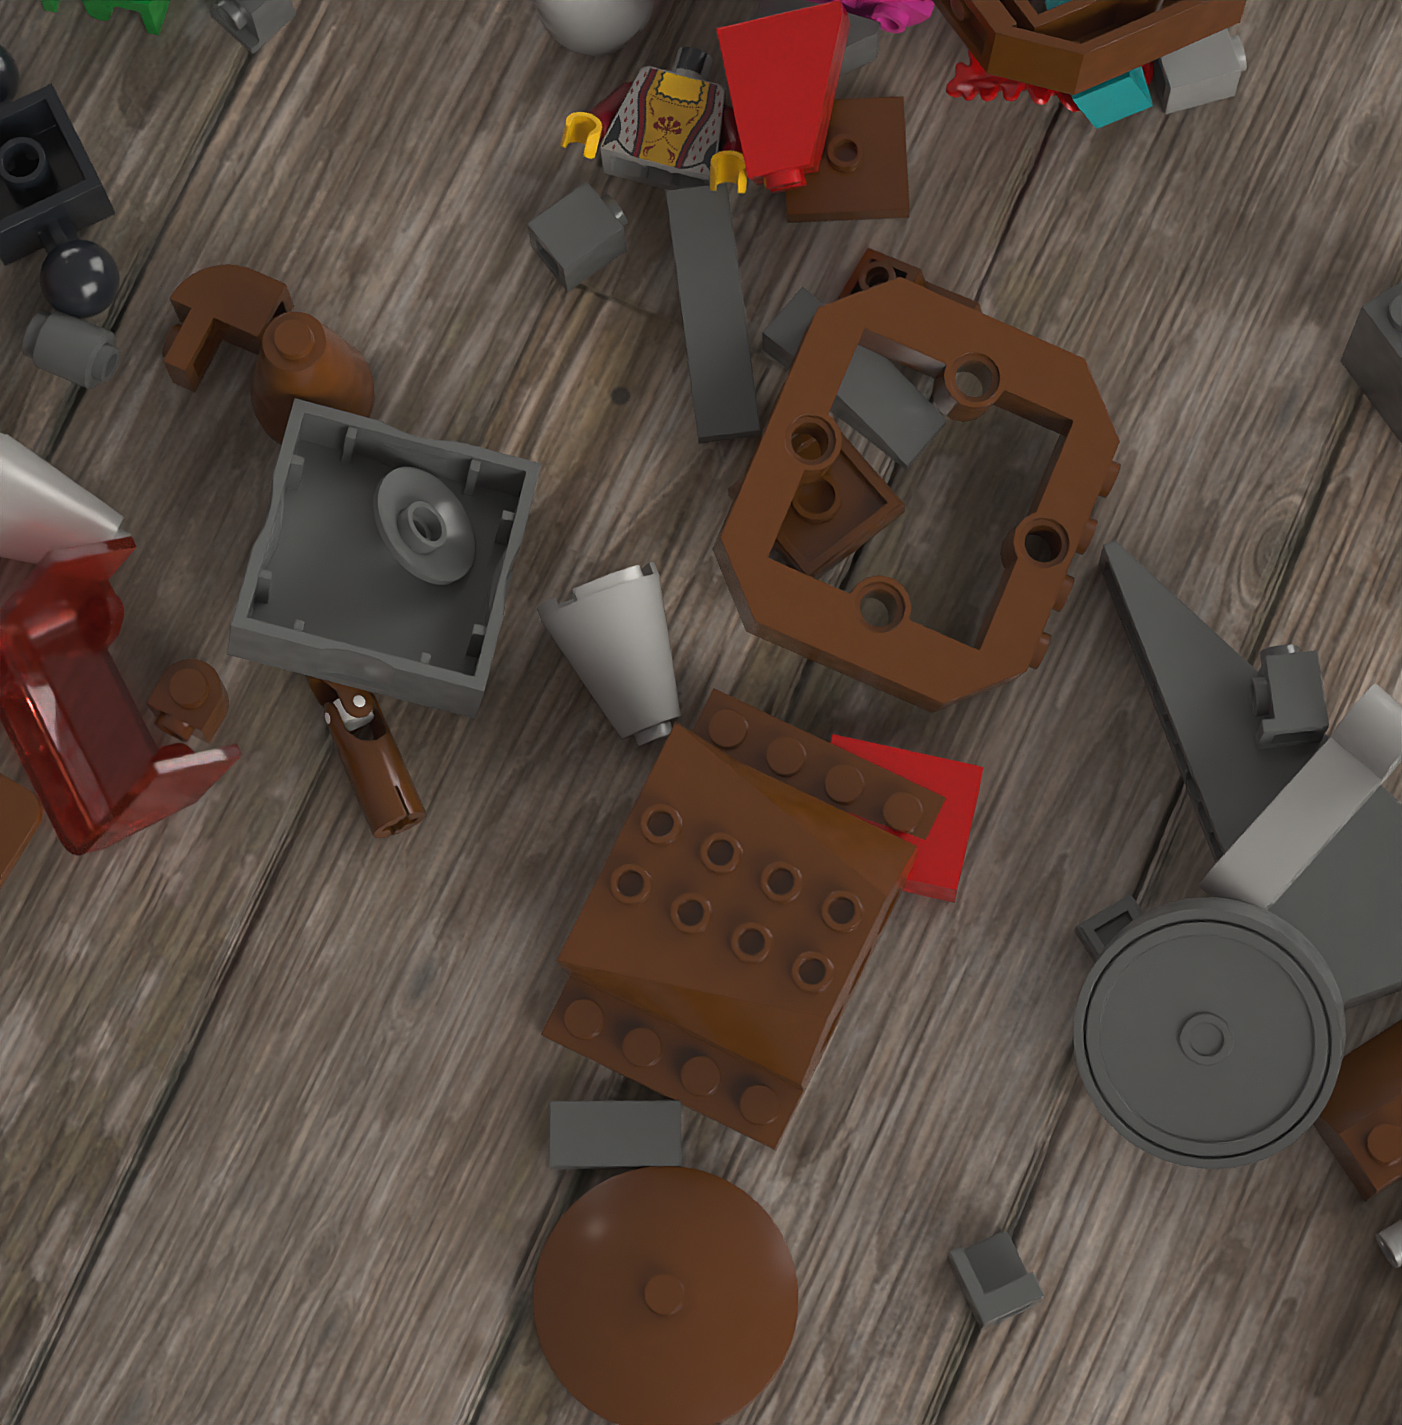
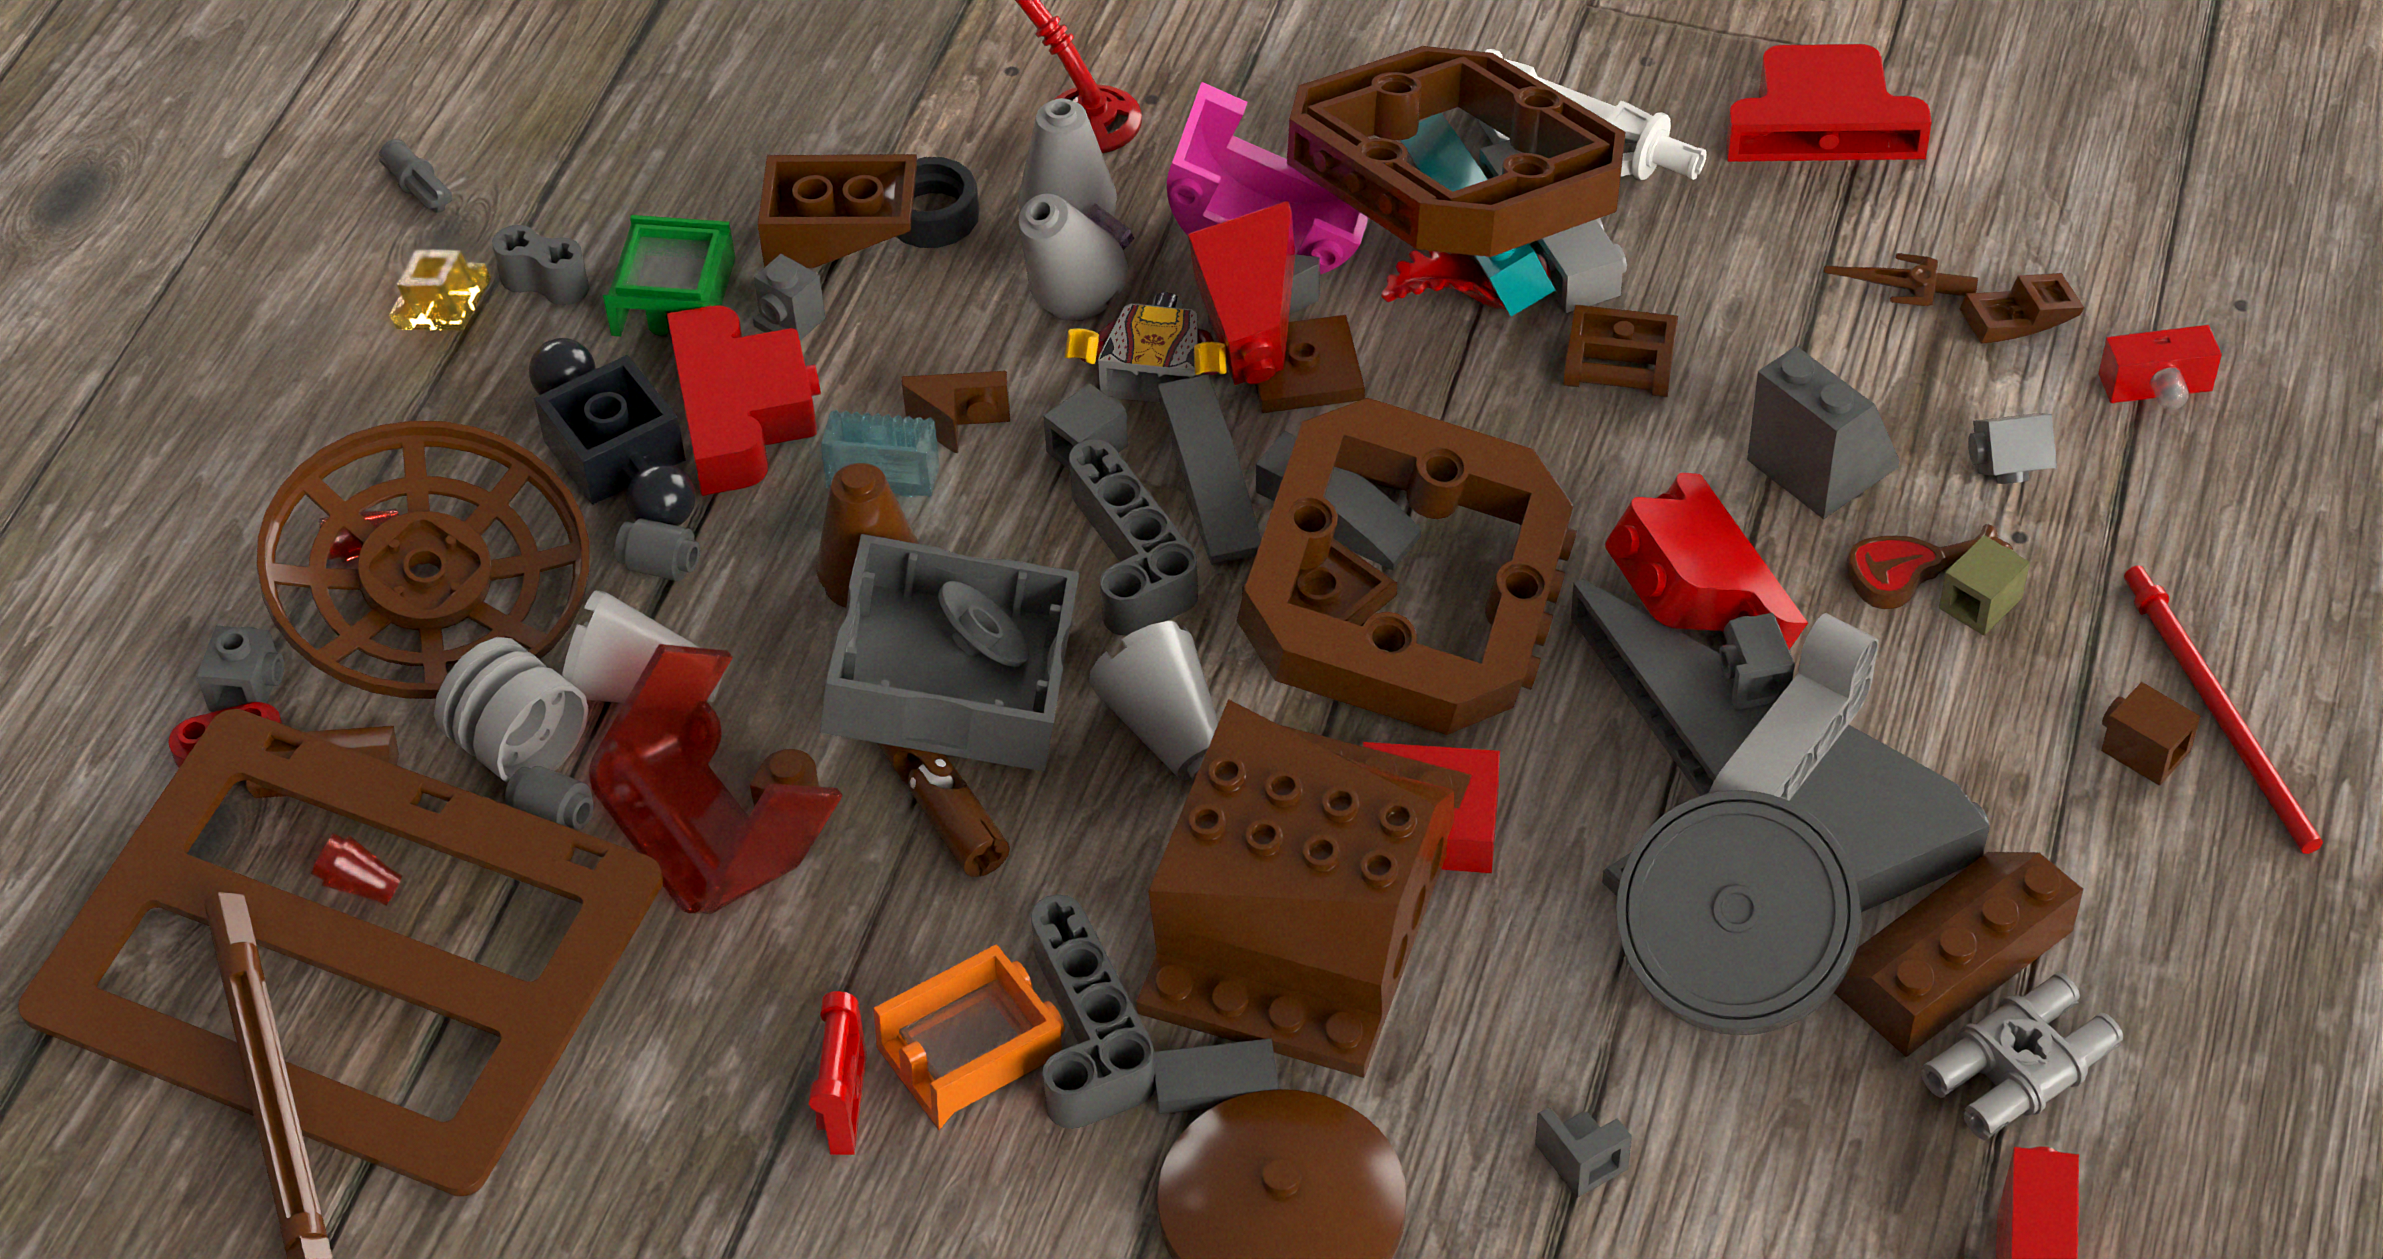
camera: 10 degrees left, 25 degrees down
(180, 132) = (739, 394): none -> red brick
(210, 1099) = (841, 1072): none -> red plate
(218, 306) = (781, 509): reddish brown brick -> none
(334, 251) = (897, 446): none -> clear light blue brick
(357, 1054) = (967, 1032): none -> orange window
(417, 173) = (957, 401): none -> reddish brown slope
(483, 1033) = (1085, 1001): none -> dark grey beam
(606, 388) = (1156, 562): none -> dark grey beam
(1222, 171) = (1625, 338): none -> reddish brown plate
(1251, 539) = (1696, 562): none -> red brick

